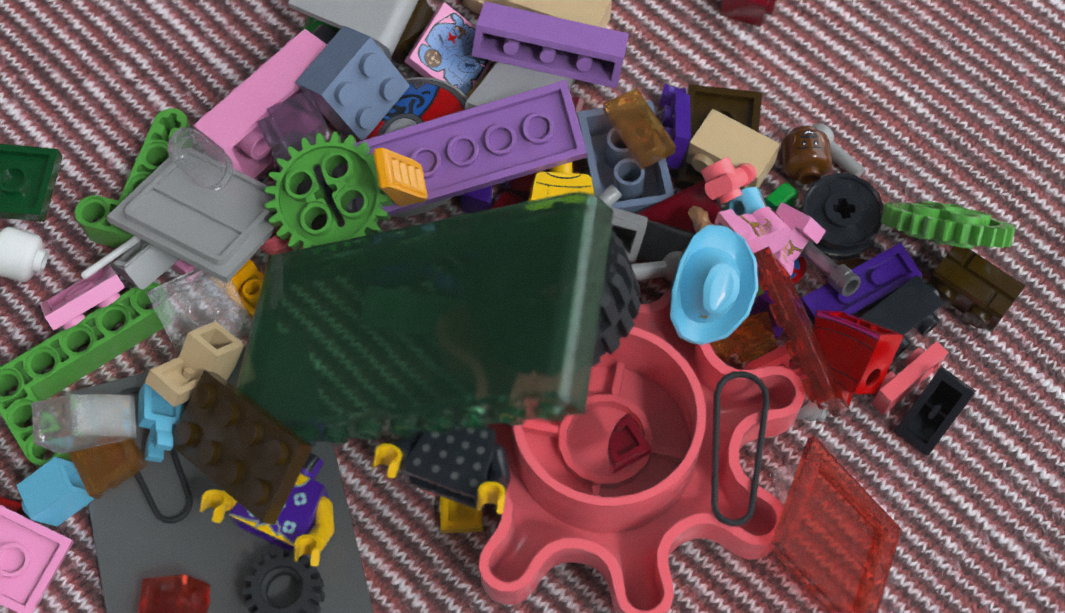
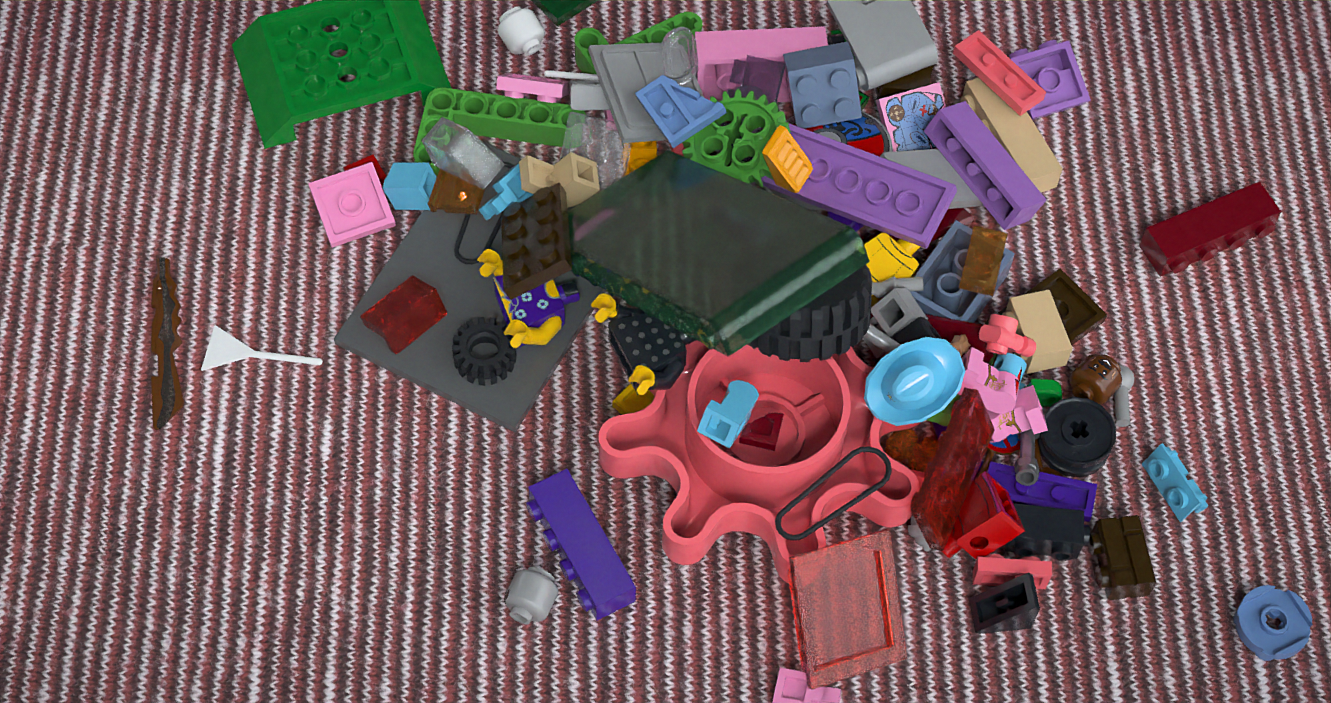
camera: 40 degrees right, 5 degrees down
(251, 211) = (677, 109): none -> medium blue wing
(593, 456) = (726, 420): none -> medium azure leg
(676, 121) = (1020, 283): dark purple hinge -> none
(936, 186) = (1170, 479): none -> medium azure hinge
(948, 224) = (1137, 494): bright green gear -> none

